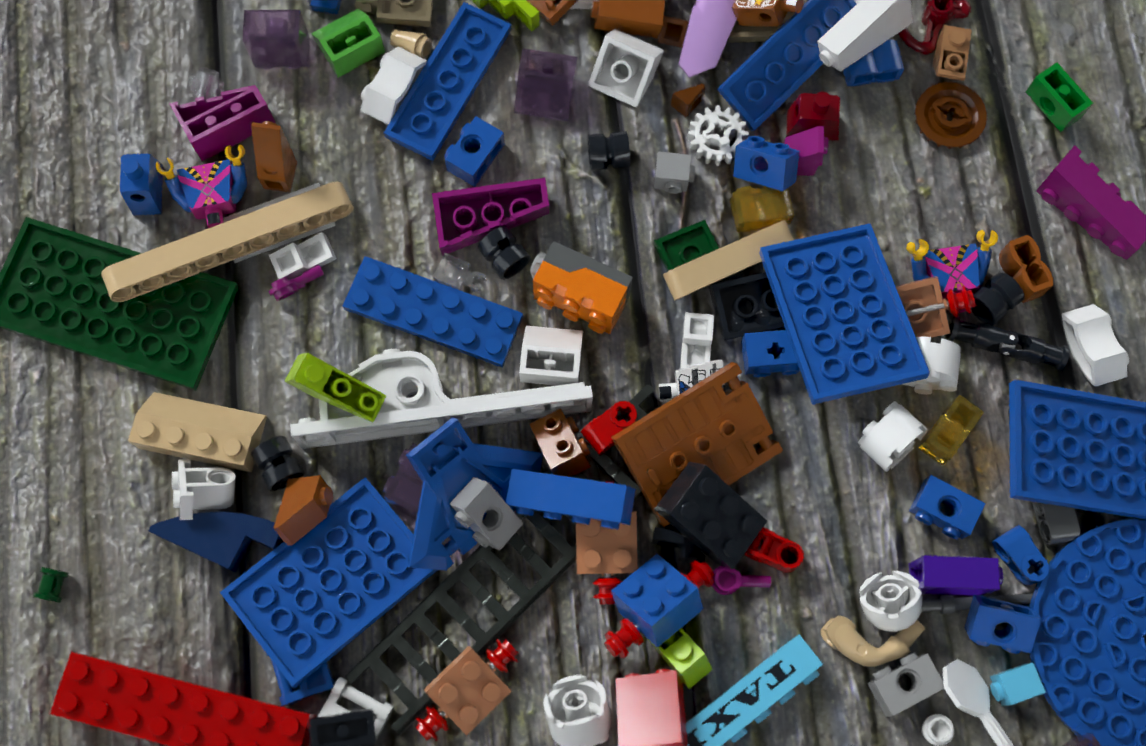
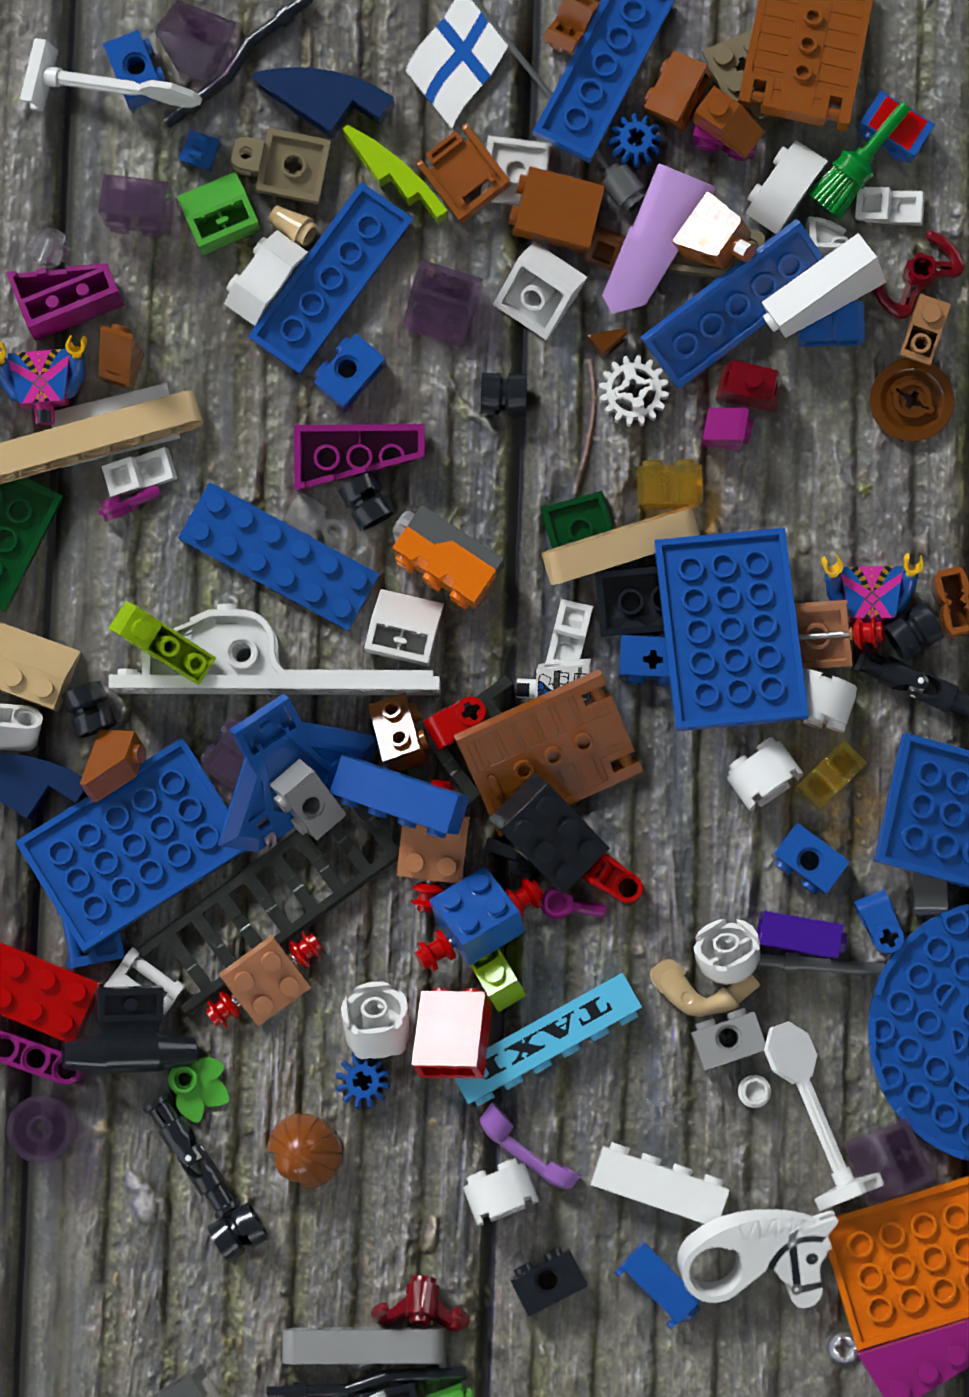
camera: 15 degrees right, 10 degrees up
(673, 172) = (575, 429): light grey brick -> none
(777, 173) = (680, 438): blue brick -> none
(988, 612) = (834, 977): blue brick -> none
(1016, 684) = (845, 1057): medium azure brick -> none

